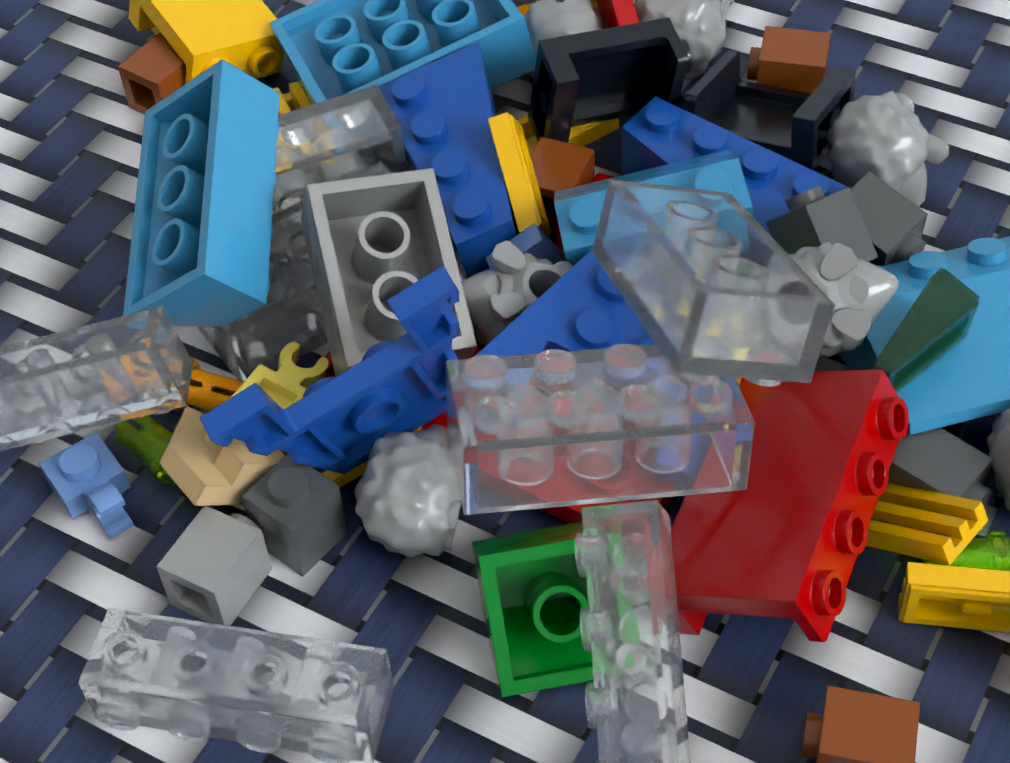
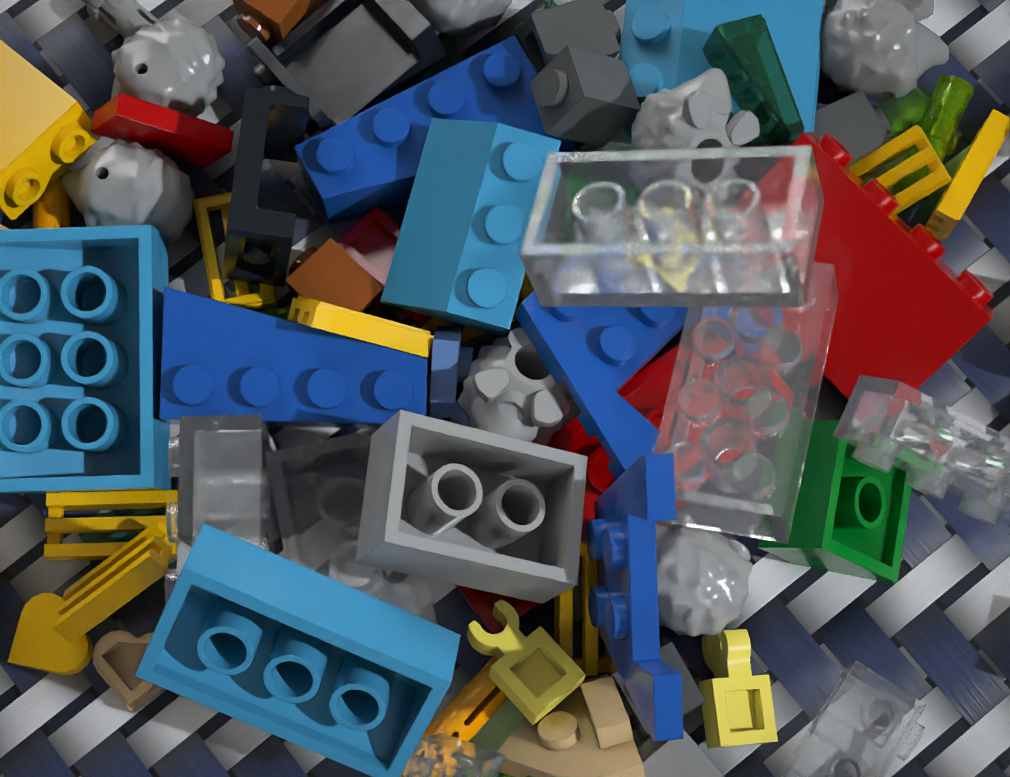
camera: 70 degrees left, 25 degrees up
(312, 587) = (736, 704): none -> light yellow plate

